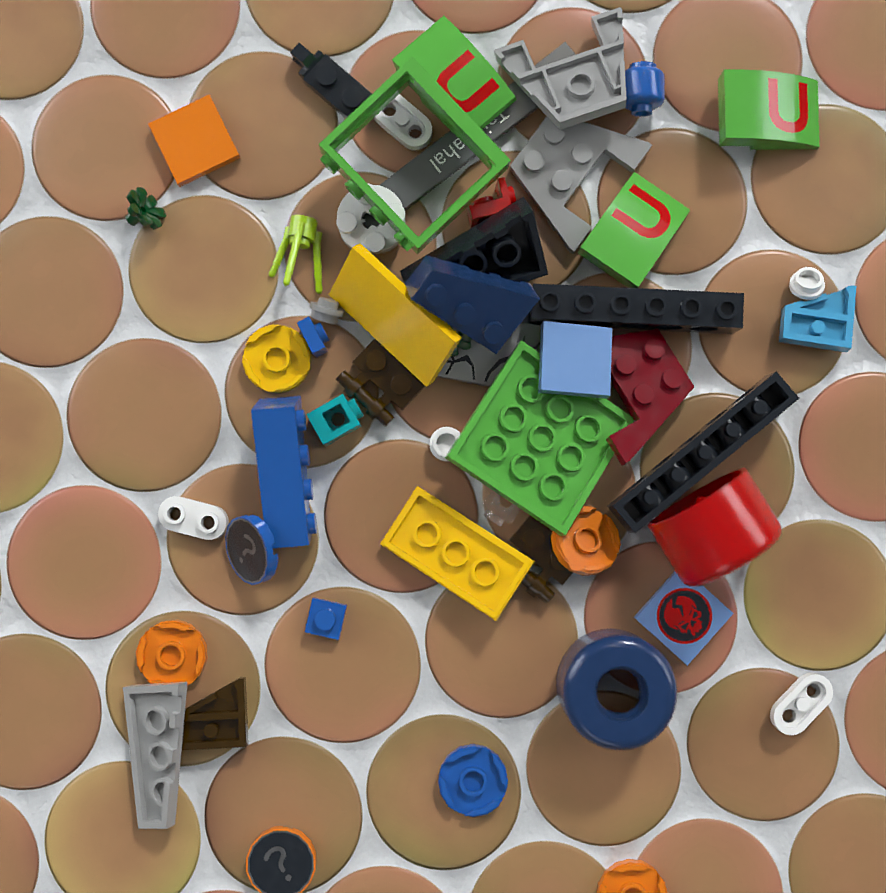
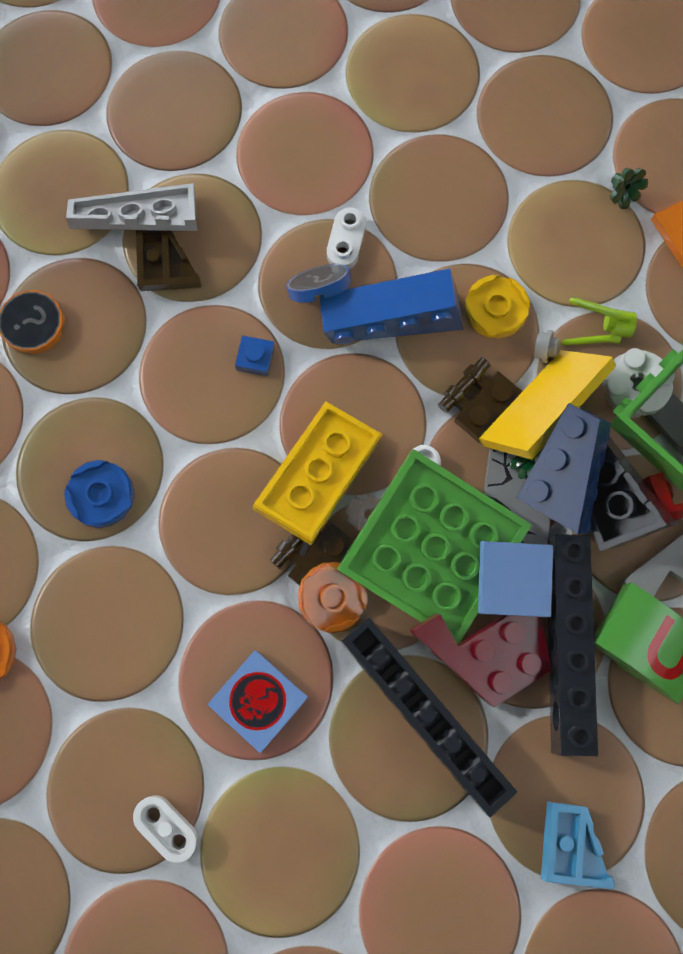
camera: 90 degrees right, 10 degrees down
(172, 653) = (223, 225): orange tile -> none
(314, 336) = (520, 335): blue plate -> none
(322, 418) = (445, 346): teal brick -> none
(584, 667) = (211, 652): dark blue piece -> none
(716, 529) = (347, 726): red piece -> none
(807, 283) = (612, 832): white plate -> none

